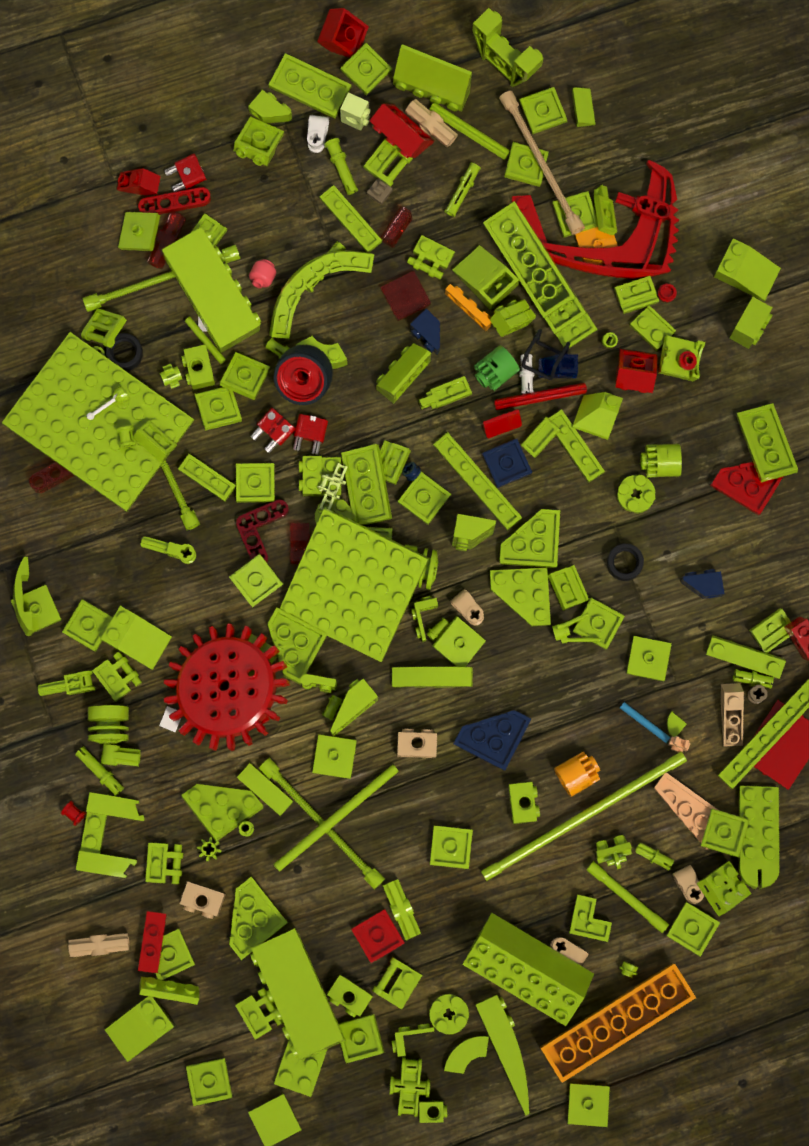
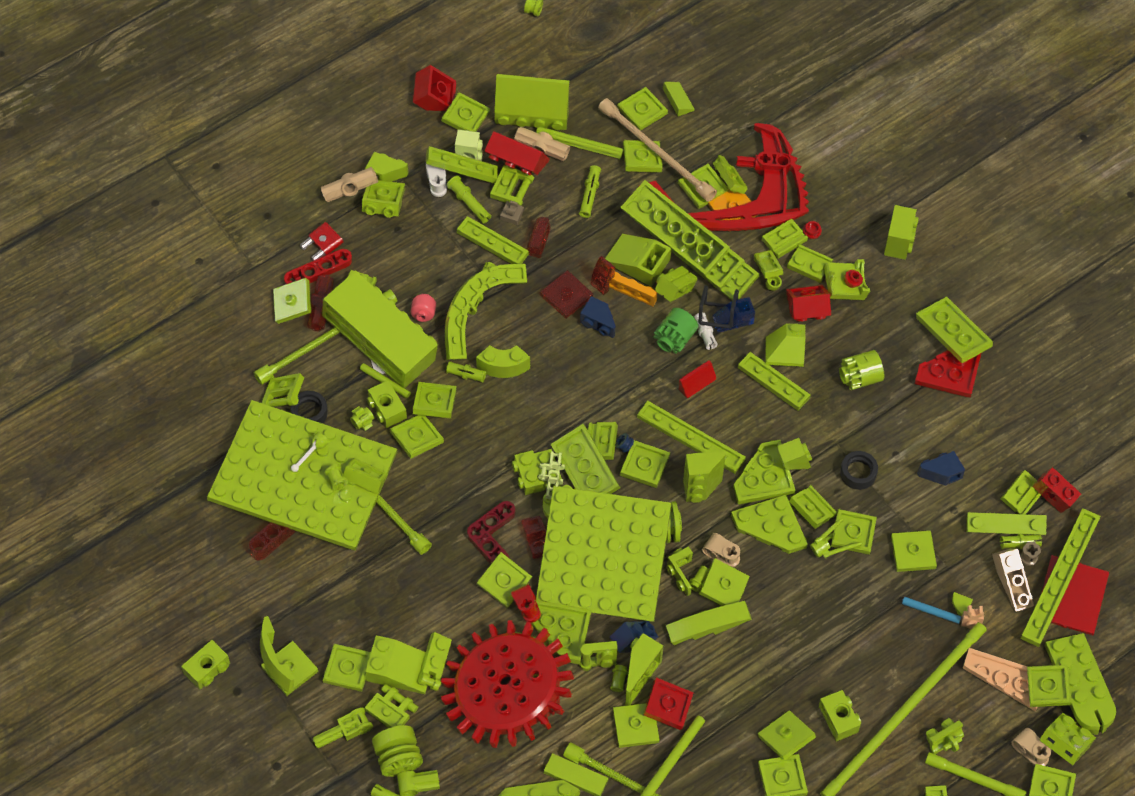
camera: 15 degrees left, 20 degrees down
(139, 182) = (279, 259): red slope -> none
(167, 723) = (457, 738): white sticker -> none
(168, 642) = (434, 661): none -> lime plate
(171, 549) = (413, 574): lime connector -> none
(207, 477) = (425, 500): lime plate -> none
(228, 119) = (359, 180): none -> tan piece
(255, 482) = (474, 493): lime plate -> none
(268, 612) = (526, 603): none -> red piece
(276, 427) = (478, 437): red piece -> none
(296, 386) = (492, 395): wheel -> none
(310, 85) = (414, 139): lime plate -> none
(310, 429) = (513, 432): red piece -> none
(343, 128) = (461, 164): none -> lime plate
(358, 669) = (629, 631): none -> dark blue slope
(369, 746) = (668, 703): none -> red plate
(403, 372) = (588, 357): lime slope -> none
(427, 750) = (707, 697): tan brick -> none
(433, 252) = (579, 251): lime plate -> none
(444, 289) = (602, 274): none -> clear red slope
(446, 393) = (634, 367): lime hinge -> none
(467, 808) = (786, 735): none -> lime plate
(494, 737) = (789, 663): dark blue plate -> none
(507, 463) = (714, 413): dark blue plate -> none
(510, 62) = (588, 66): lime wedge -> none
(540, 396) = (725, 347): red axle -> none
(540, 437) = (738, 381): lime tile -> none
(567, 533) = (795, 455): none -> lime slope
(577, 773) = (883, 671): light orange gear -> none
(610, 319) = (768, 264): none -> lime plate
(631, 503) = (851, 399): lime plate -> none
(654, 856) = (987, 730): lime axle -> none
(747, 270) = (878, 191): lime slope -> none

